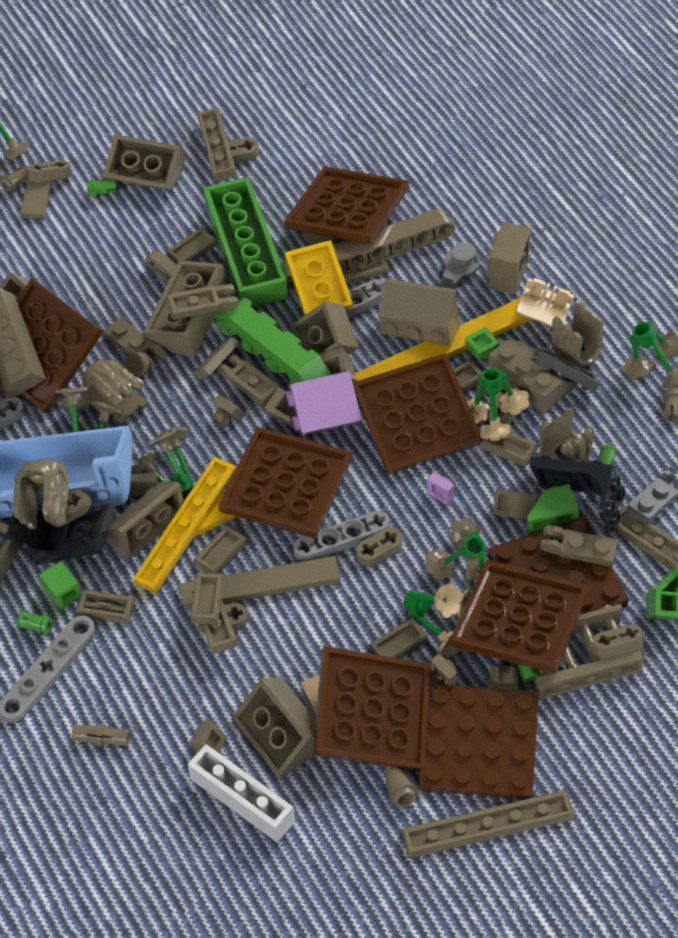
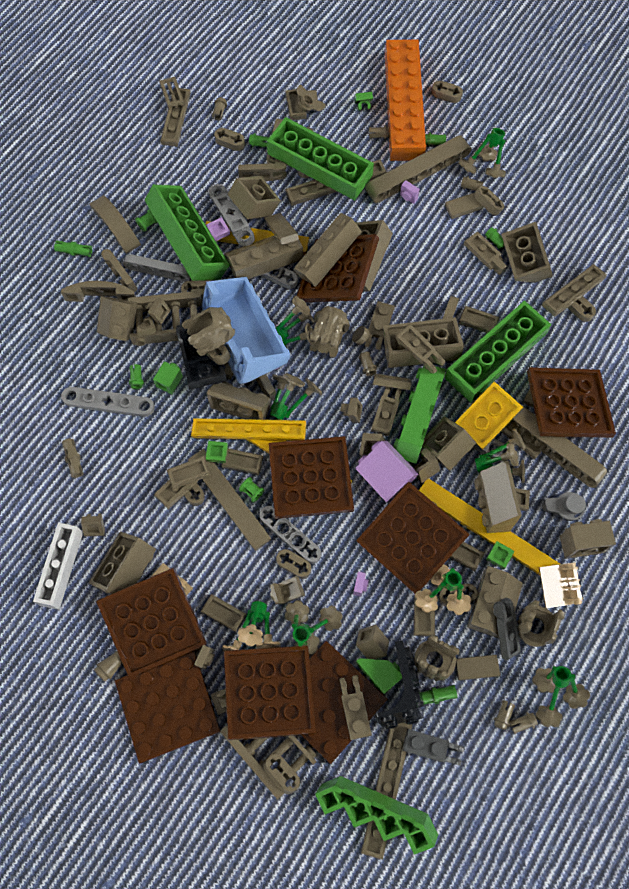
camera: 60 degrees right, 15 degrees up
(103, 610) = (172, 427): dark tan tile -> none
(113, 203) = (486, 253): none -> dark tan hinge
(177, 374) = (367, 363): none -> dark tan pin
(193, 564) = (216, 451): none -> bright green tile
(263, 551) = (251, 489): none -> bright green bush
(369, 311) = (485, 461): none -> dark tan plant
(409, 562) = (286, 591): none -> dark tan bracket
(487, 824) = (108, 742): dark tan tile -> none
(596, 415) = (477, 667): none -> dark tan tile
(659, 420) = (503, 717): none -> dark tan pin

